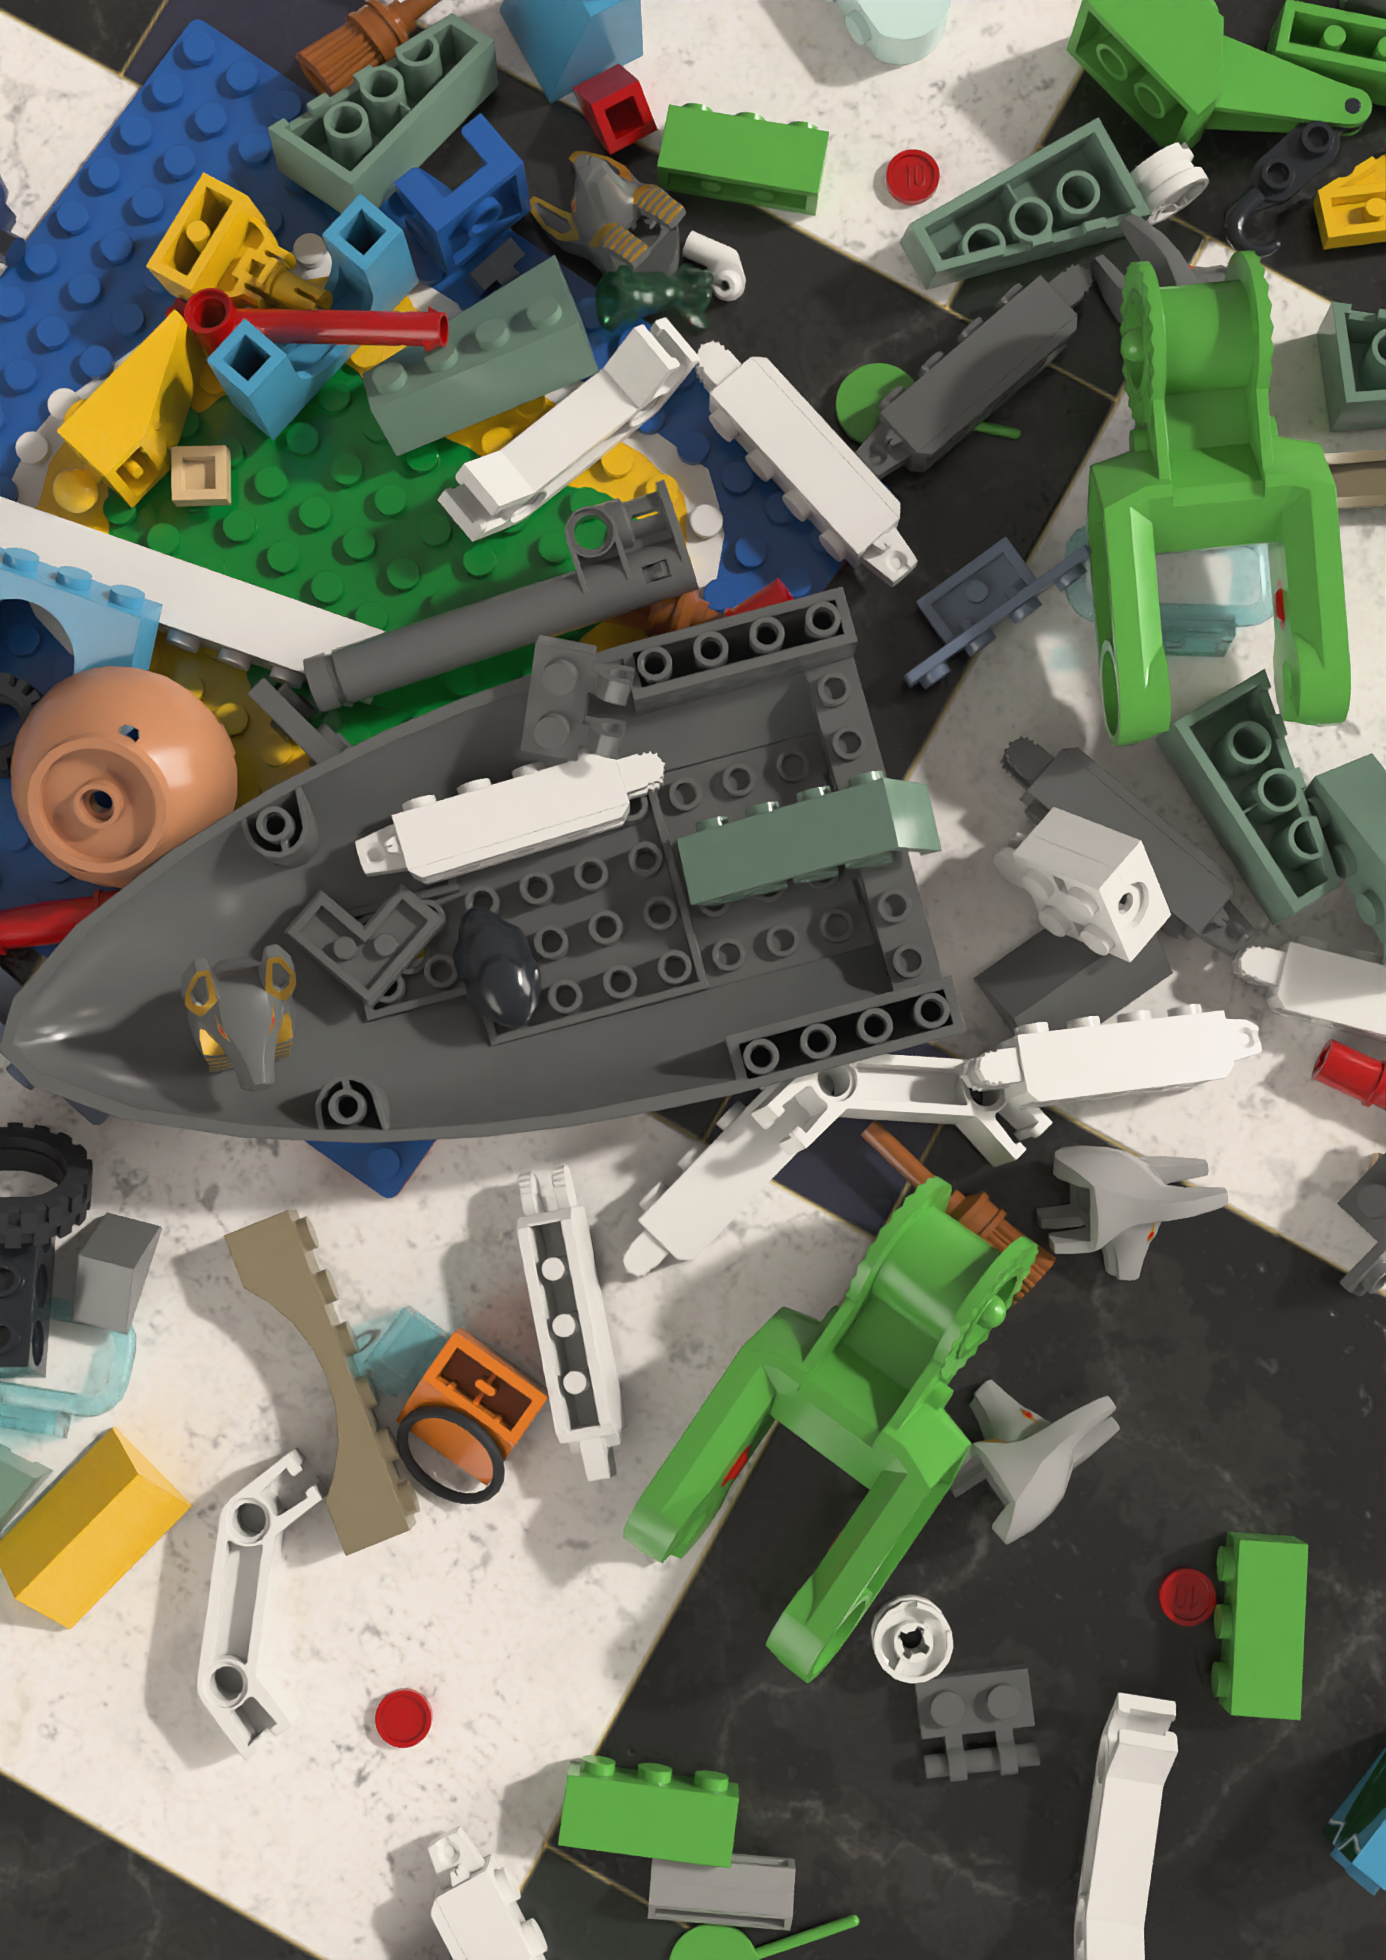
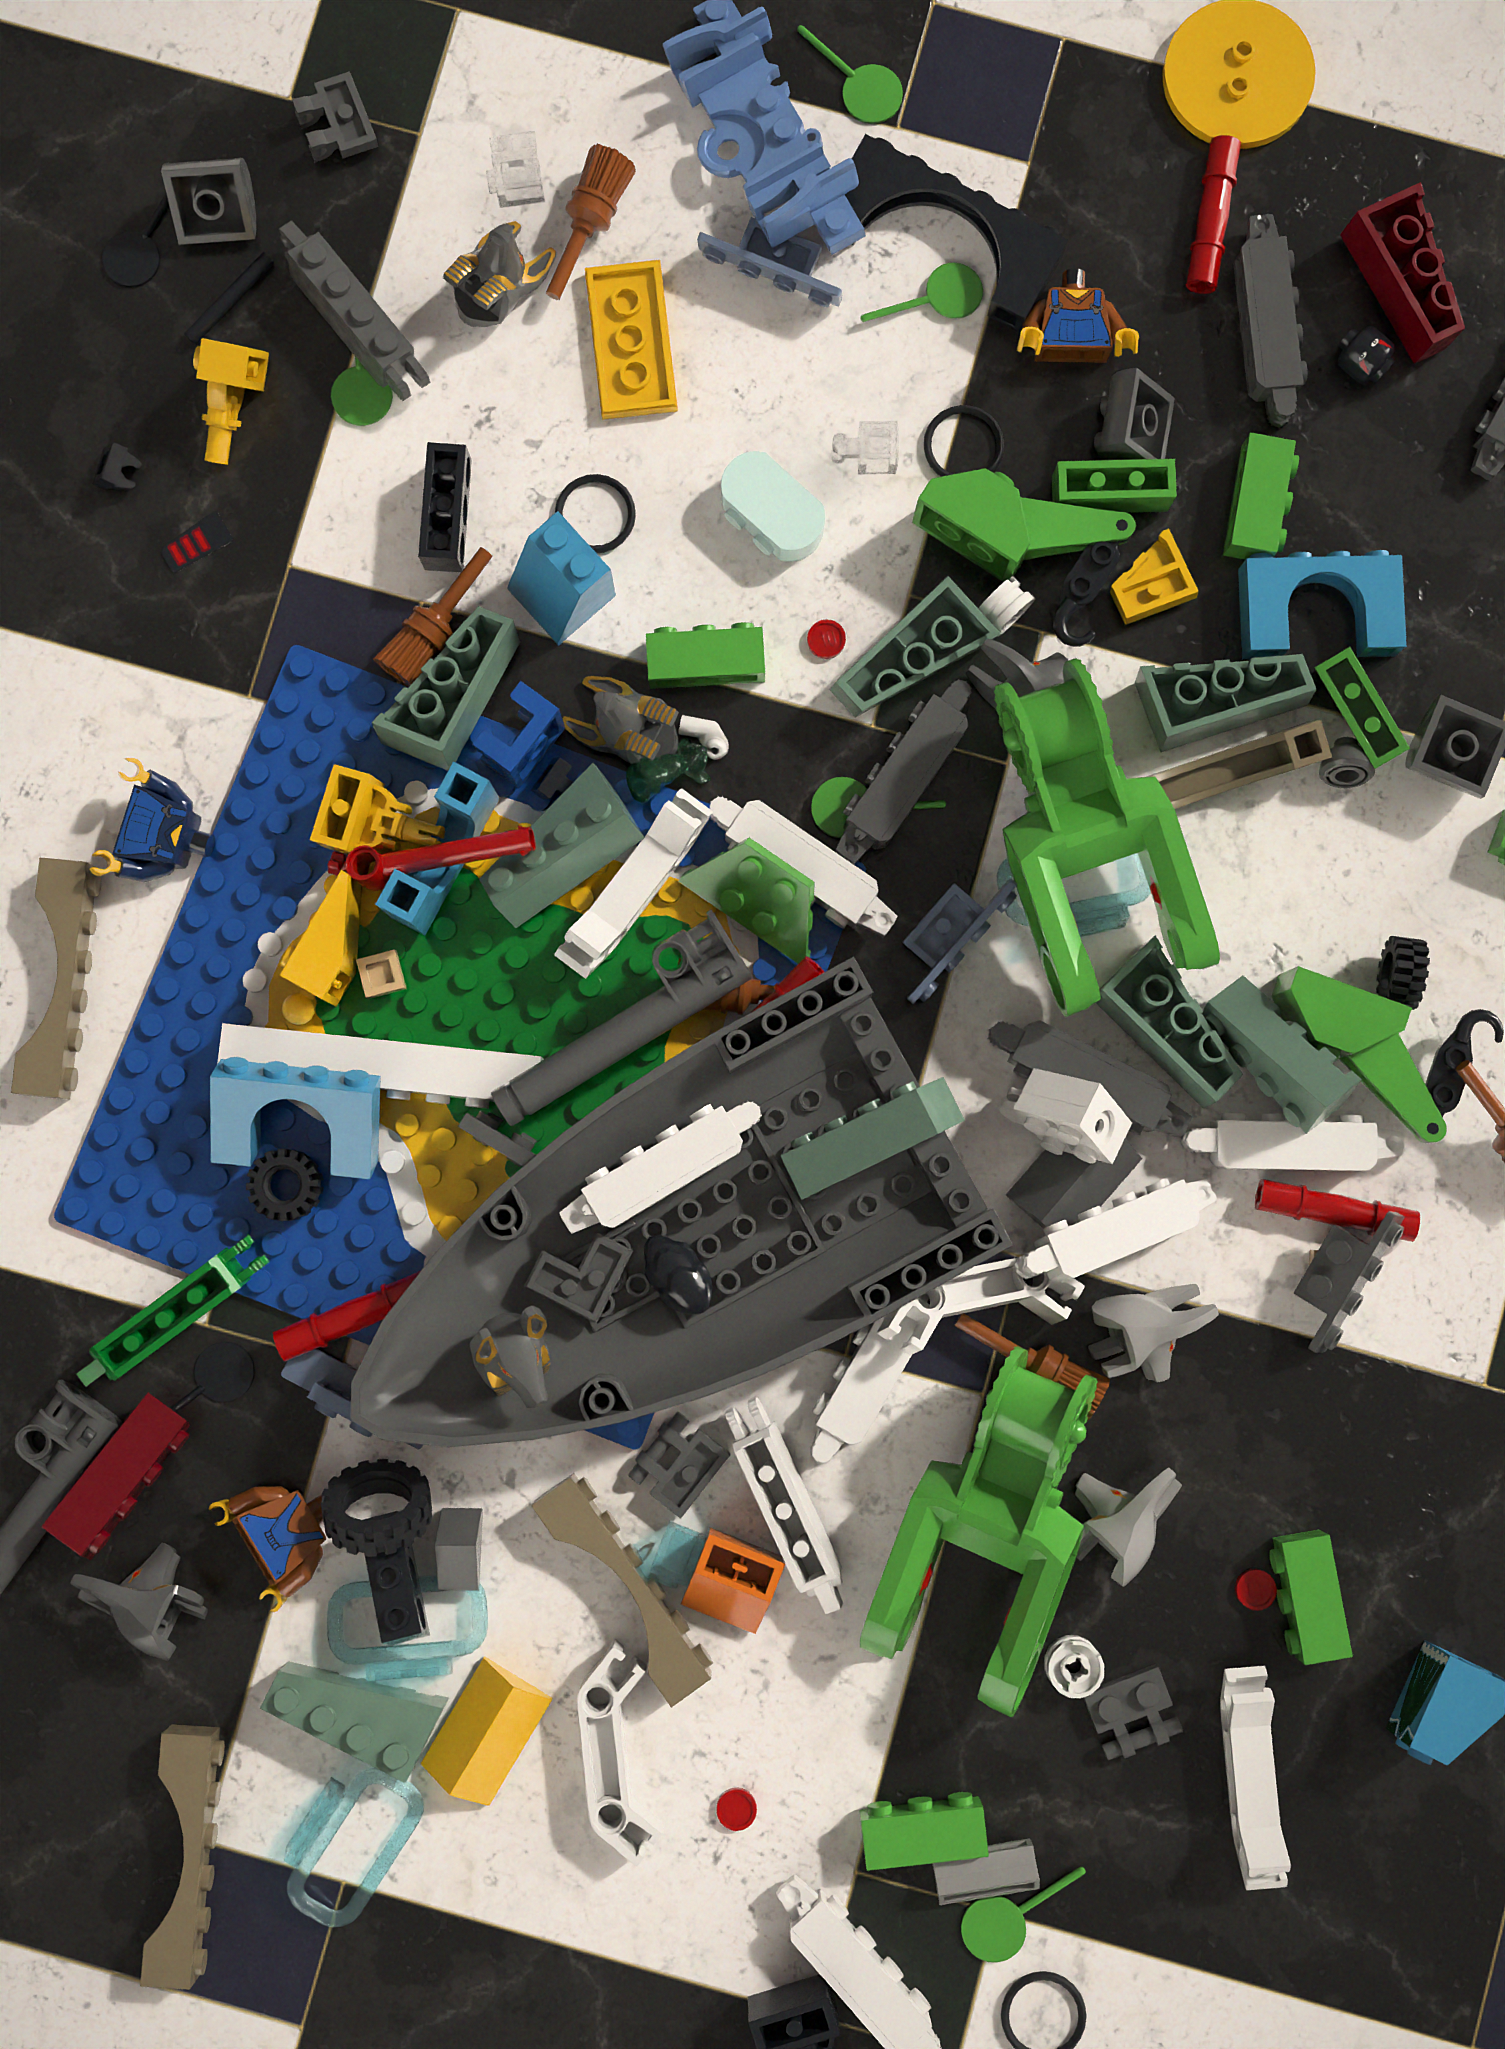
camera: 20 degrees left, 0 degrees up
(160, 786) = (348, 1198): nougat piece -> none
(449, 1246) = (689, 1471): none -> dark grey plate
(470, 1426) = (723, 1593): black tyre -> none
(559, 699) = (678, 1086): dark grey plate -> none
(615, 108) = (606, 640): red brick -> none
(735, 486) = (758, 894): none -> bright green wing

